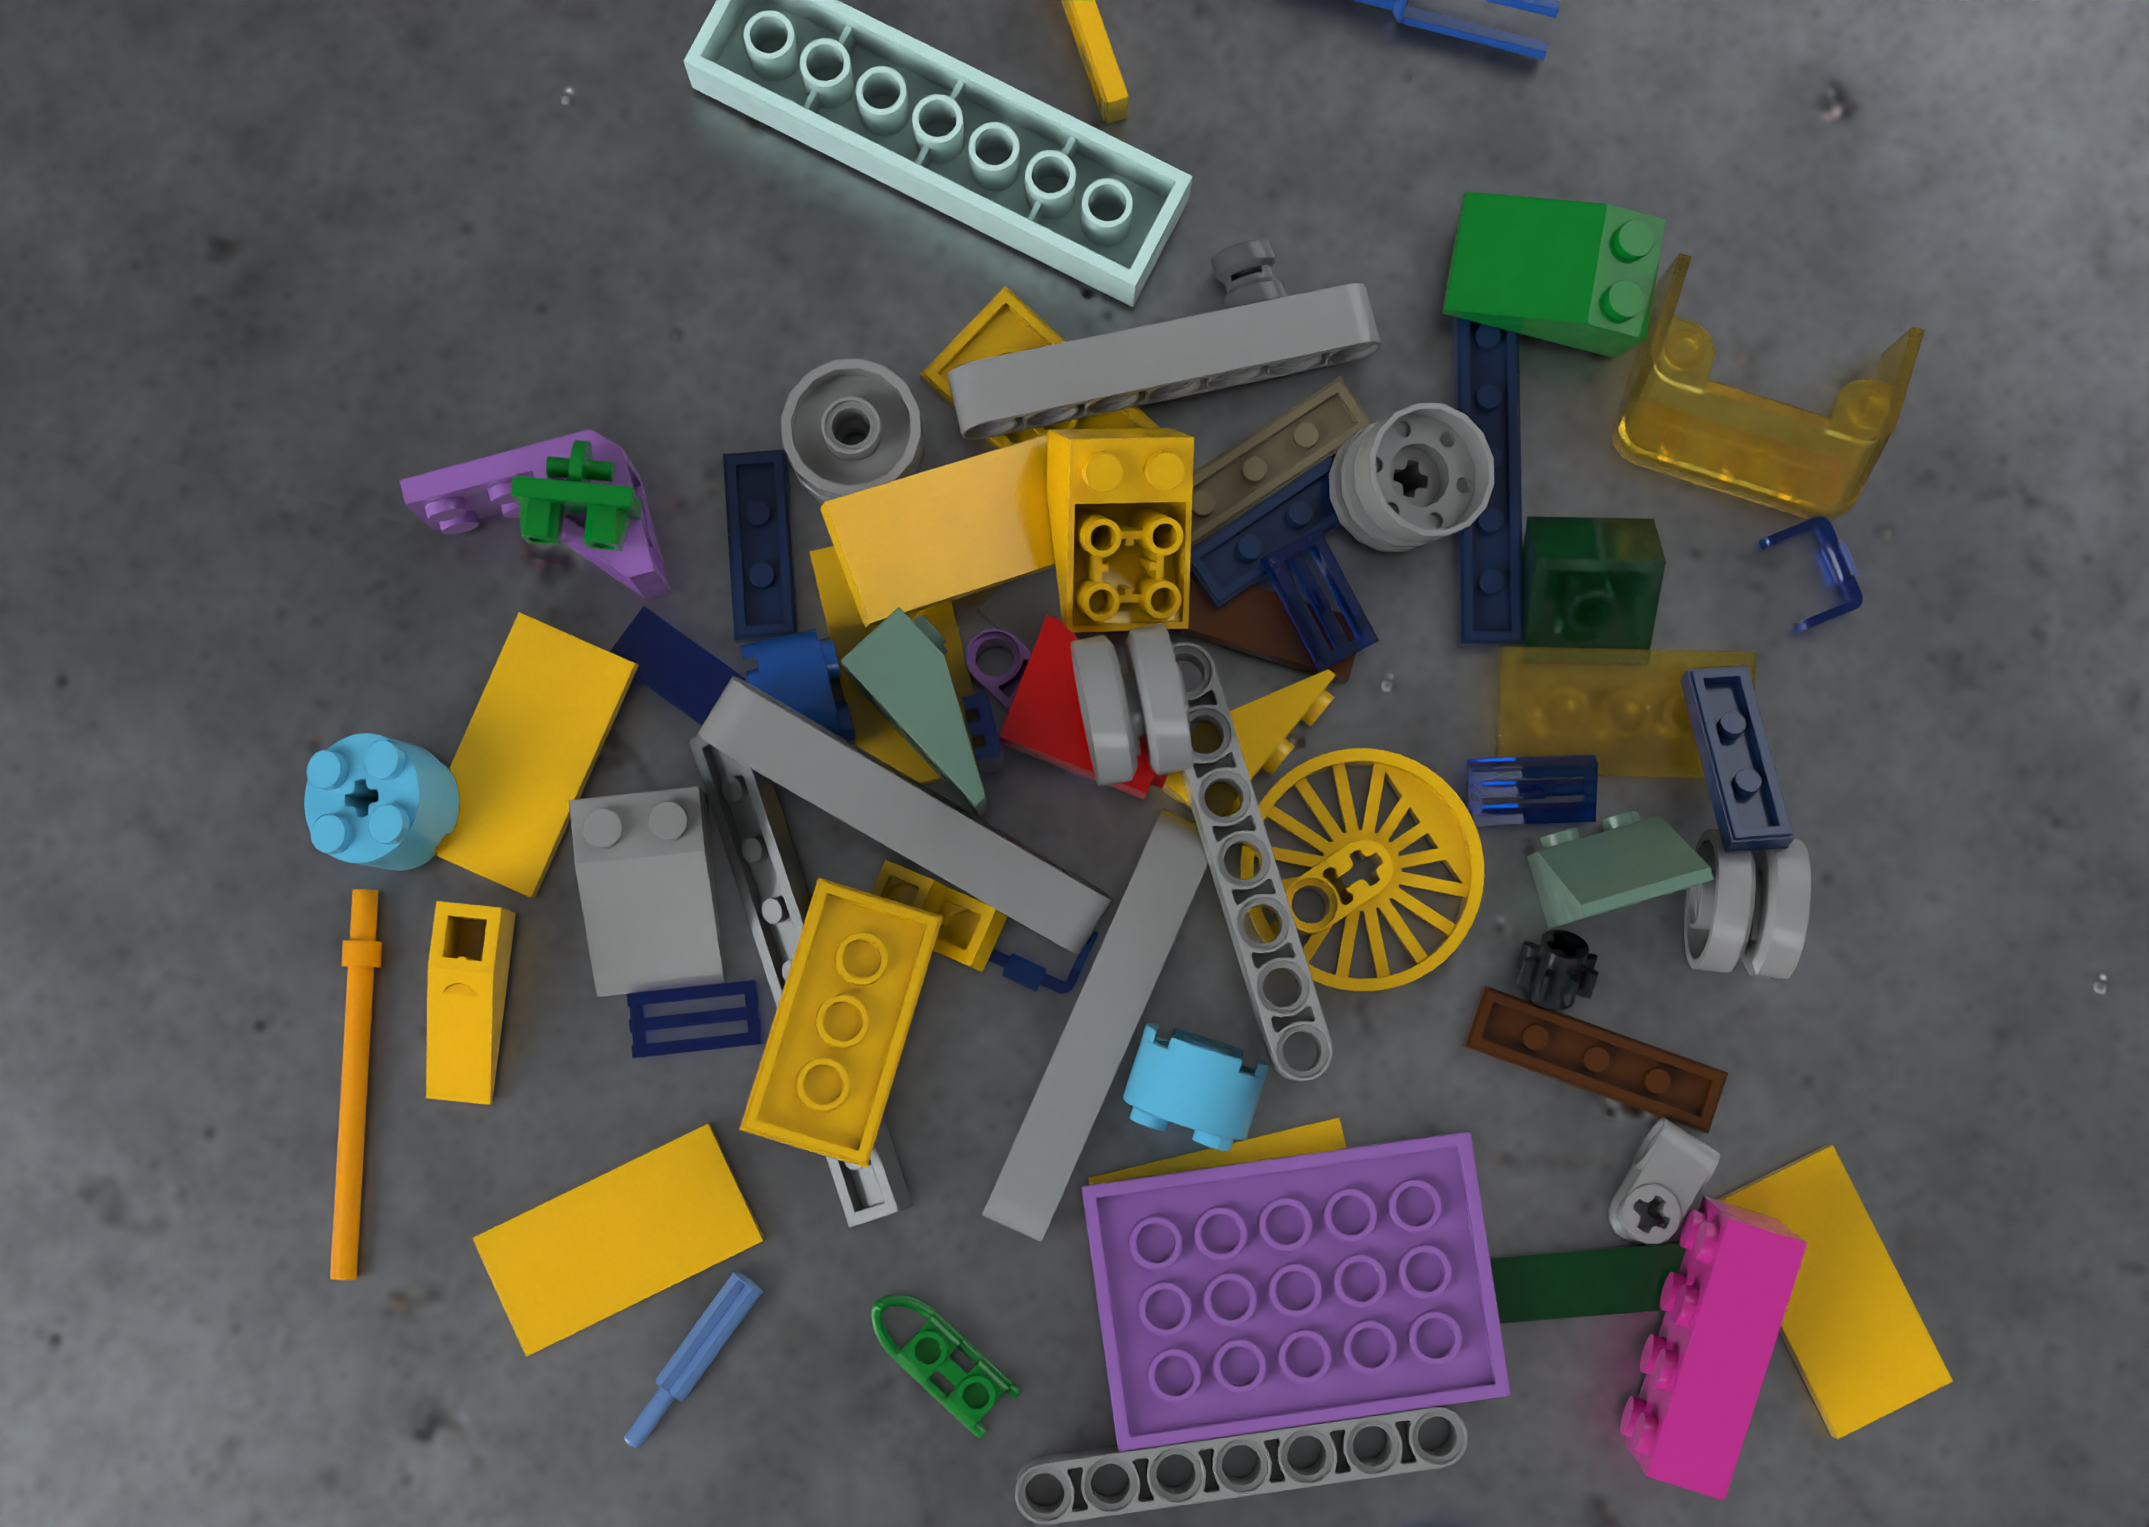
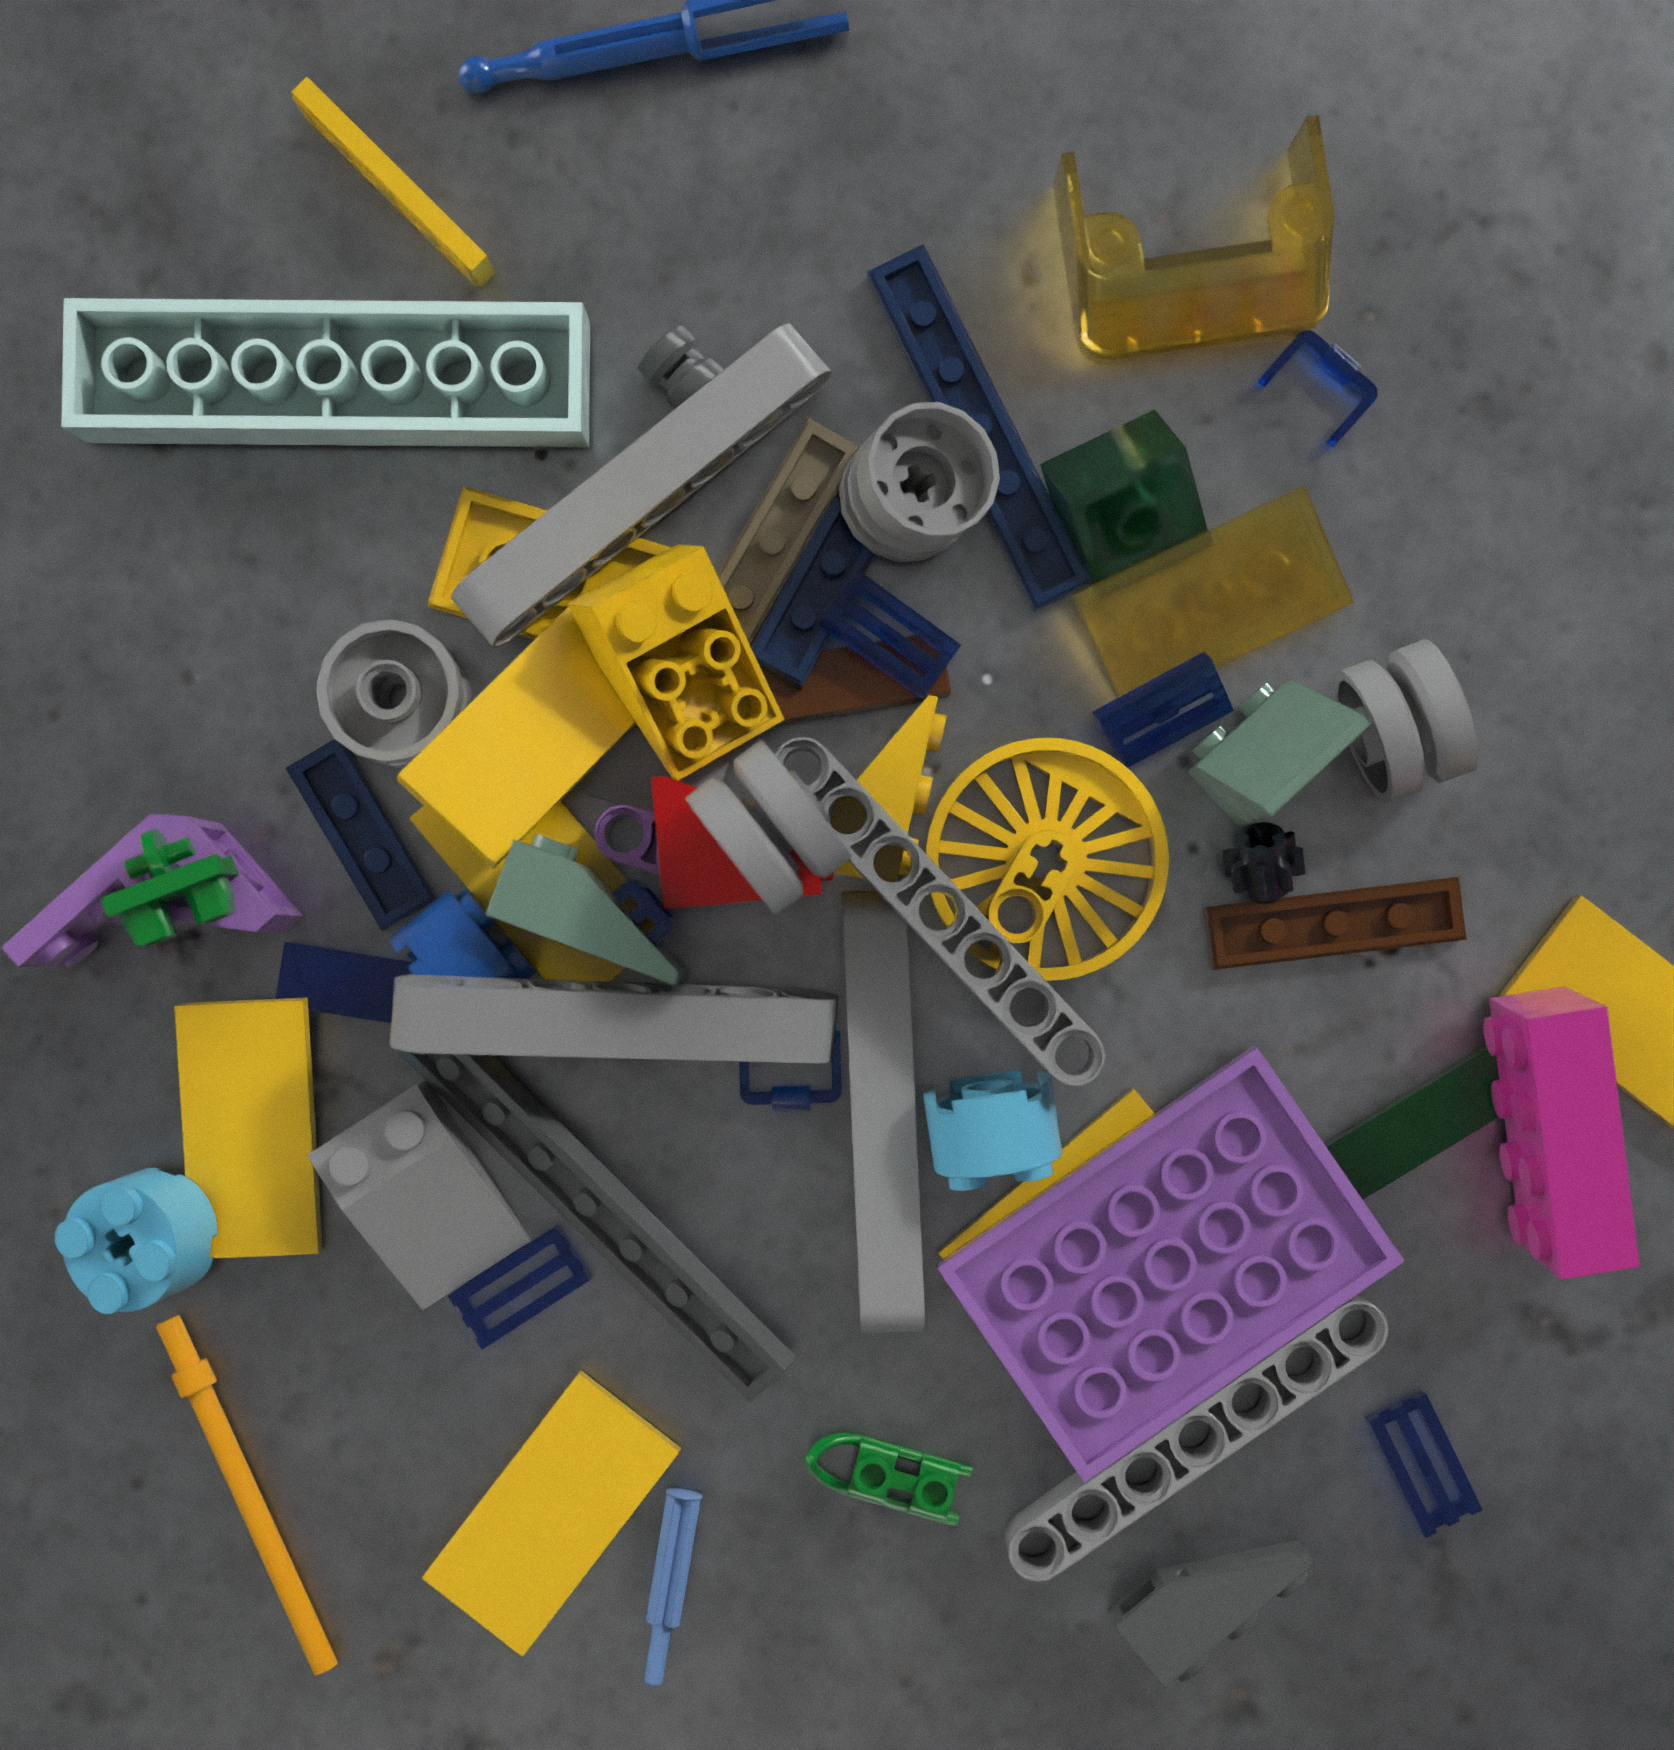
camera: 20 degrees left, 5 degrees up
(466, 999) = (307, 1372): yellow slope -> none
(841, 1023) = (651, 1231): yellow tile -> none
(967, 925) = (684, 1091): yellow slope -> none
(1555, 270) = (955, 223): green slope -> none
(1667, 1173) = (1447, 998): light grey piece -> none
(1736, 759) = (1335, 595): dark blue tile -> none

